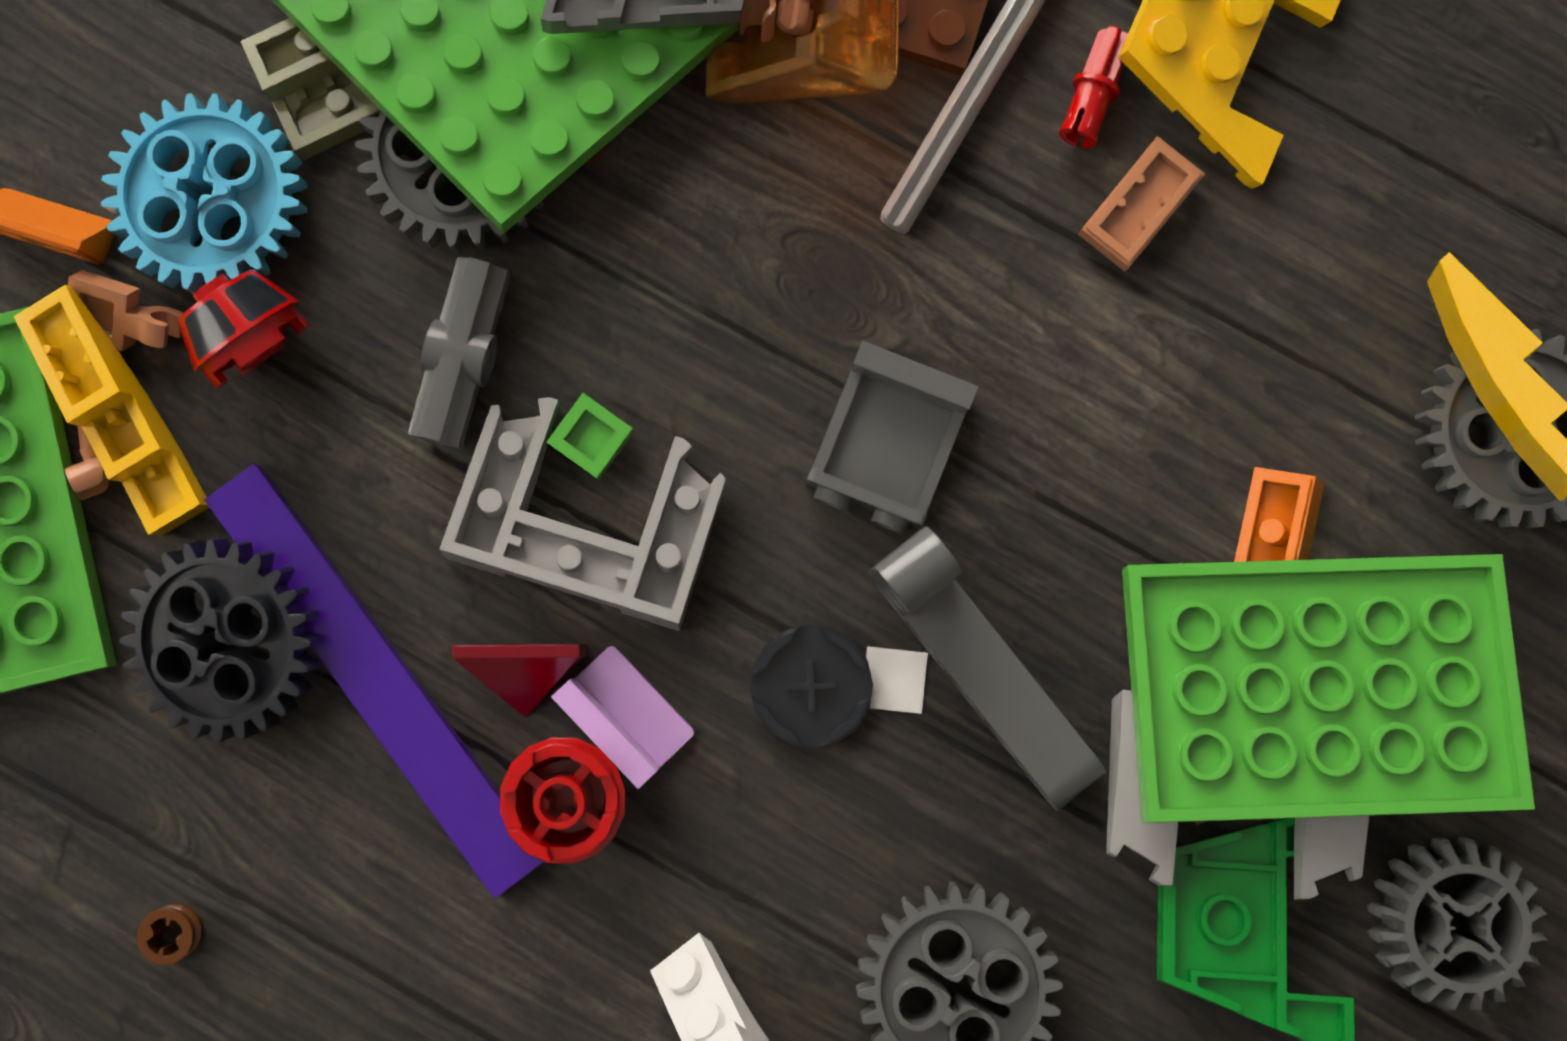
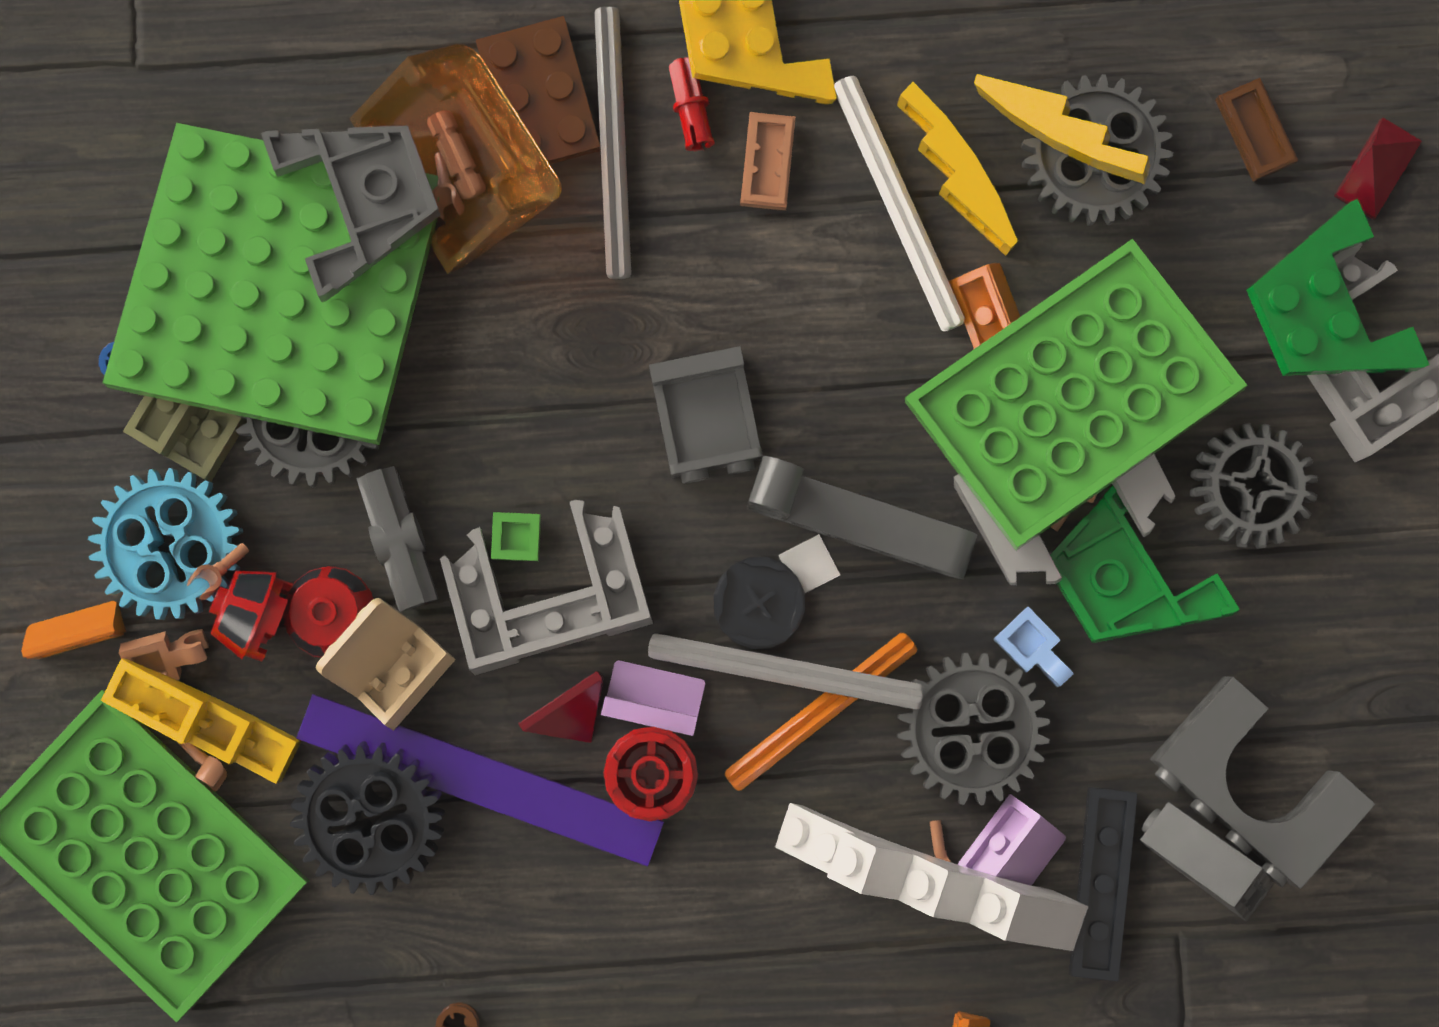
camera: 35 degrees left, 0 degrees up
(235, 256) = (214, 573): none -> nougat hand
(332, 385) = (323, 607): none -> red cone
(352, 478) = (385, 662): none -> tan bracket
(792, 786) = (786, 671): none -> light grey axle
(800, 852) = (814, 716): none -> orange axle
(1086, 933) = (1030, 643): none -> light blue plate
(1256, 346) = (899, 203): none -> white axle
(1351, 373) = (968, 184): none -> yellow slope

